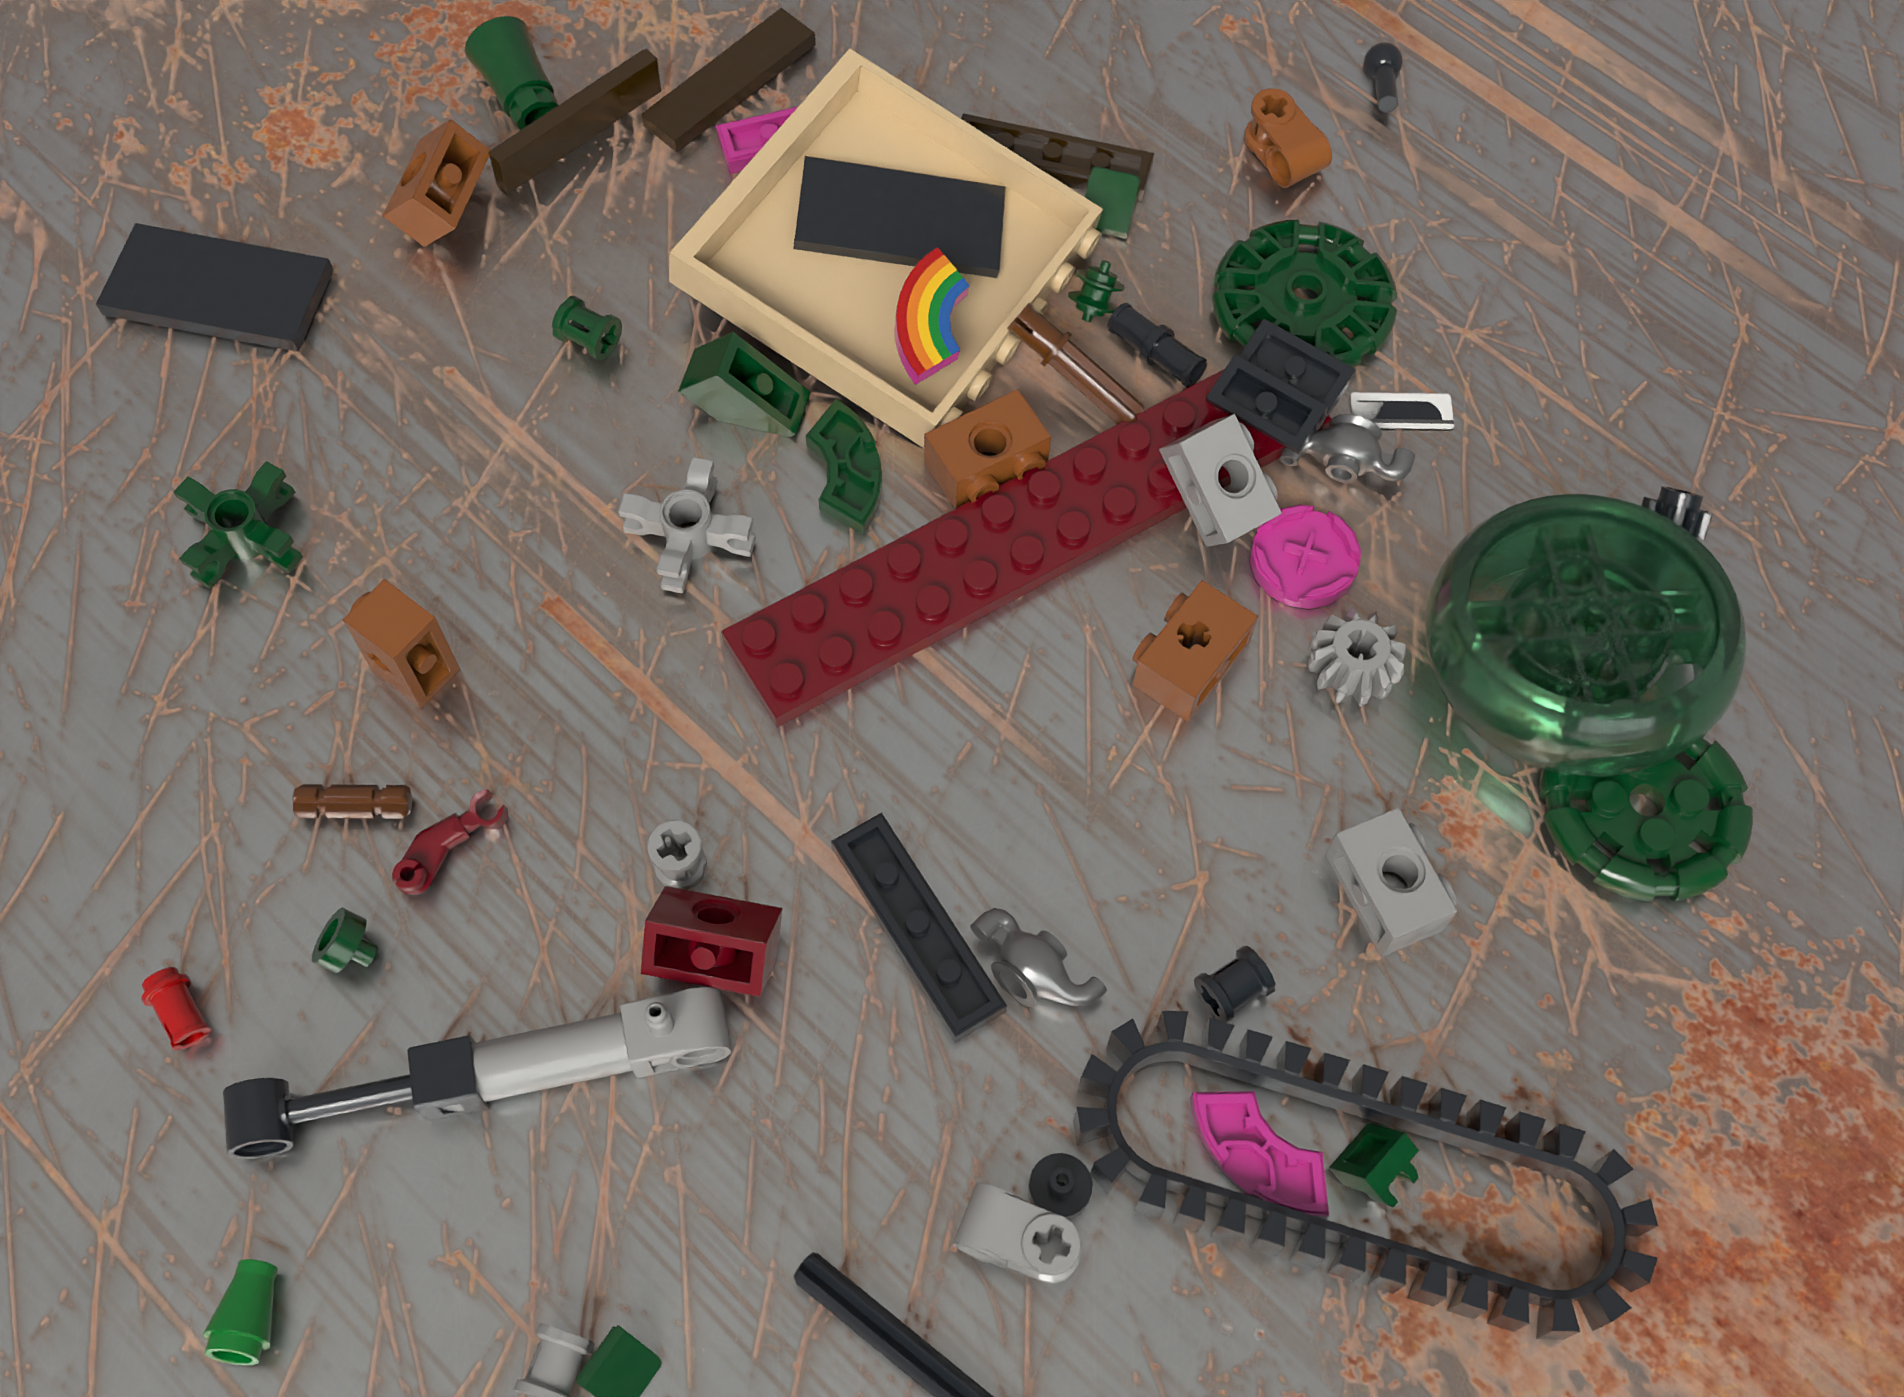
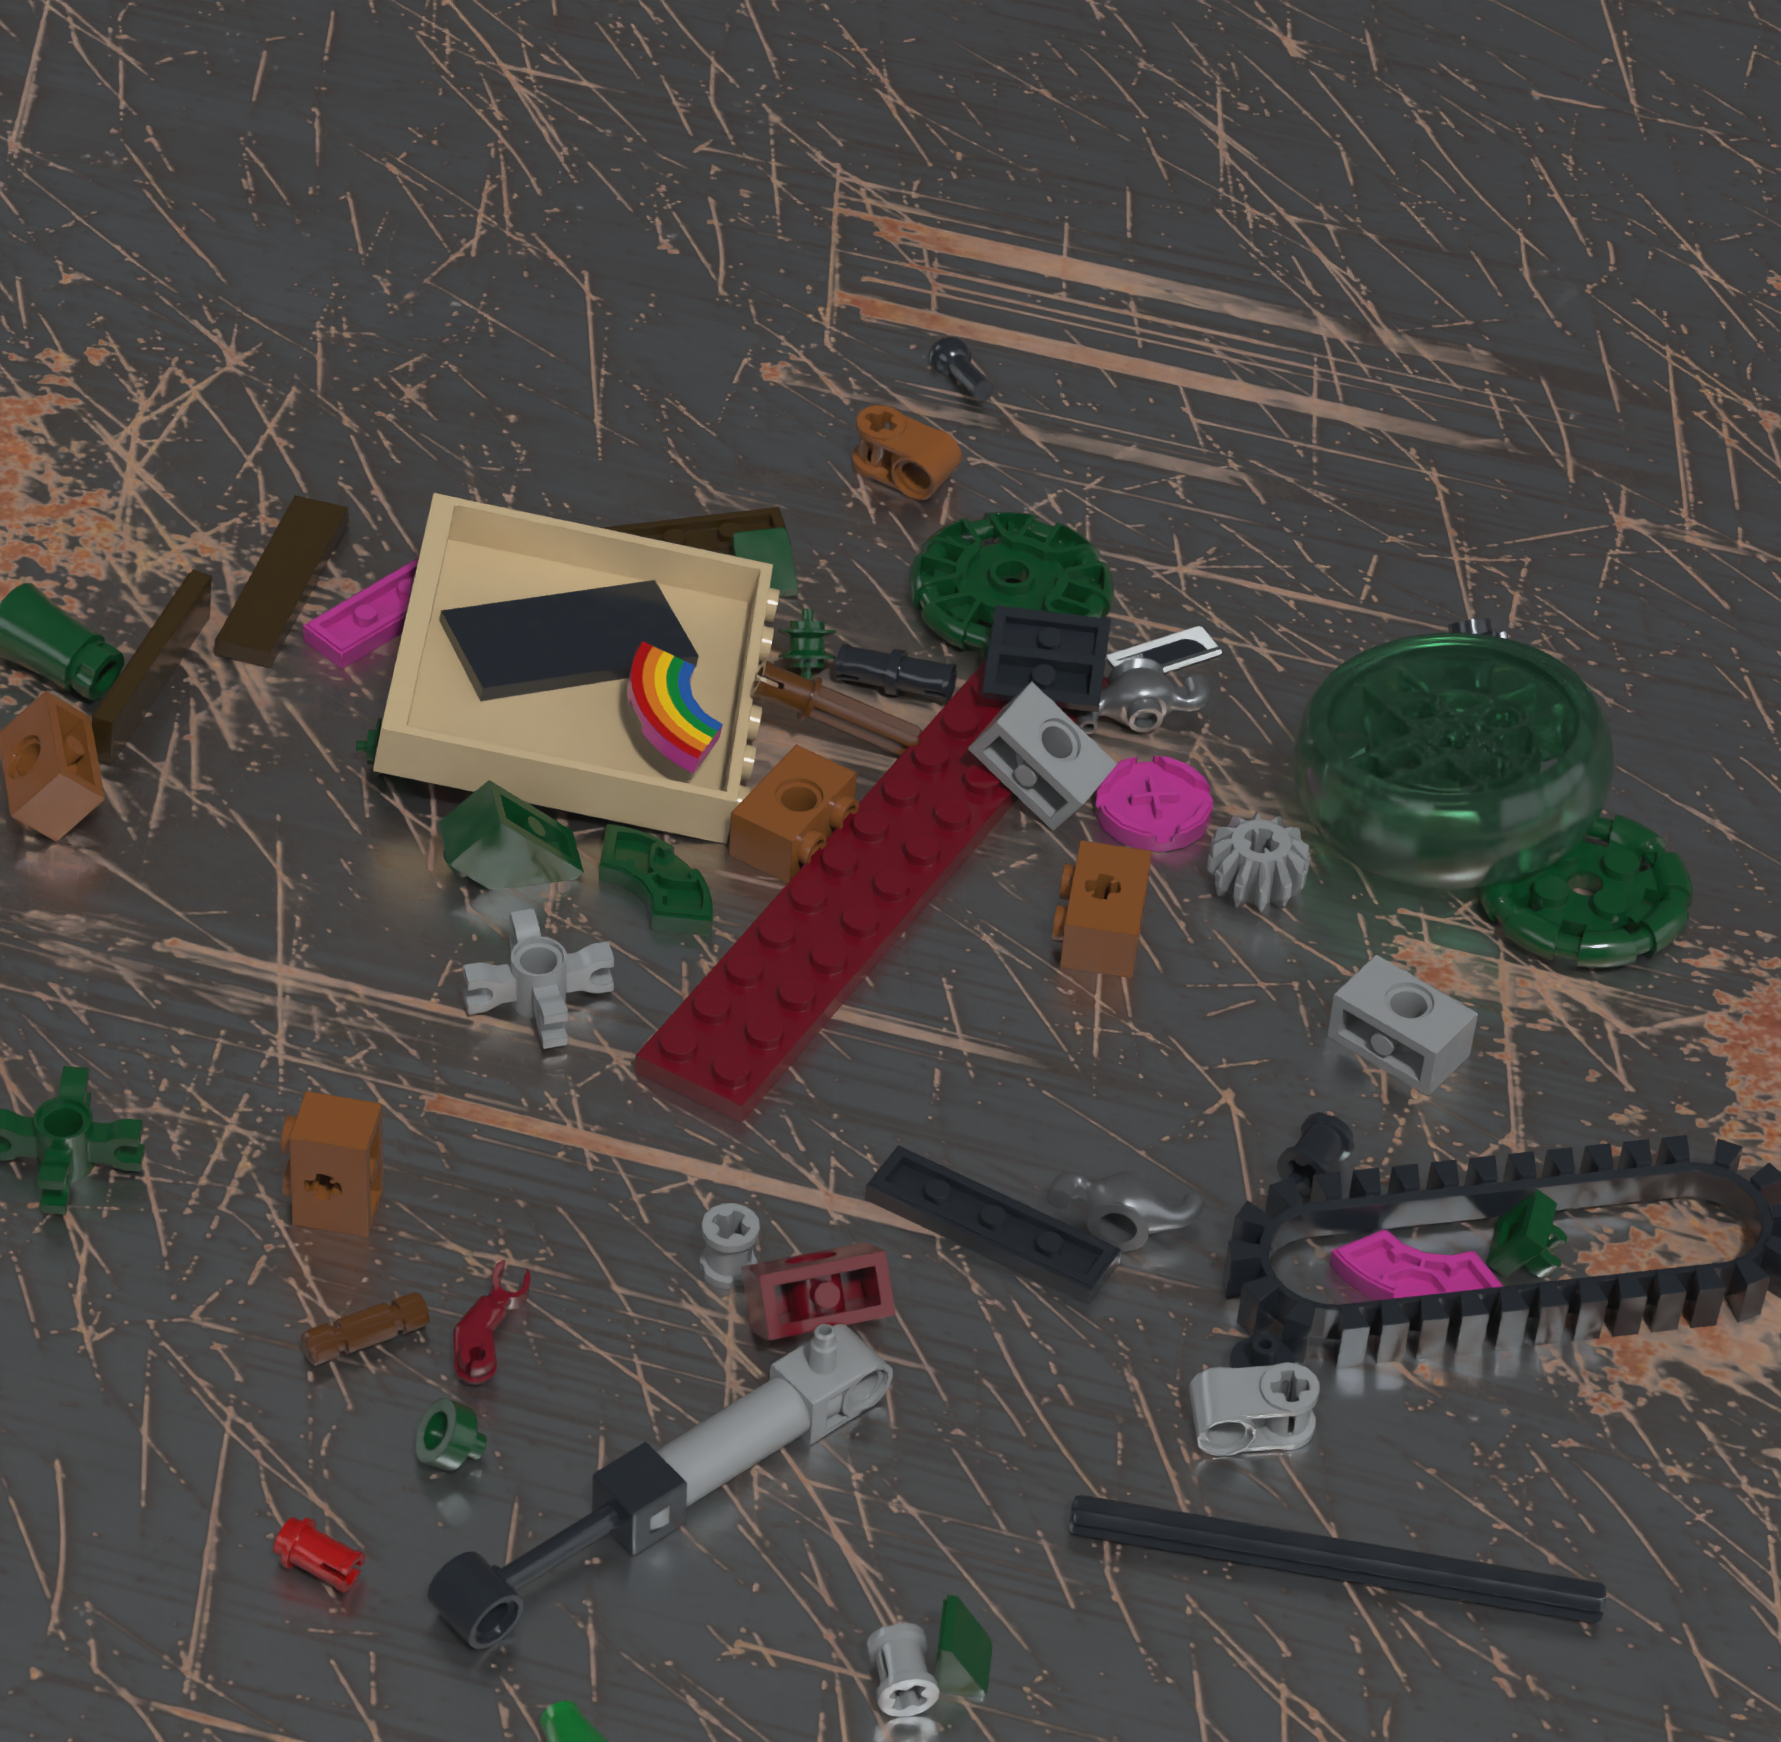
camera: 30 degrees left, 20 degrees down
(592, 339) = (304, 847): dark green bush -> none

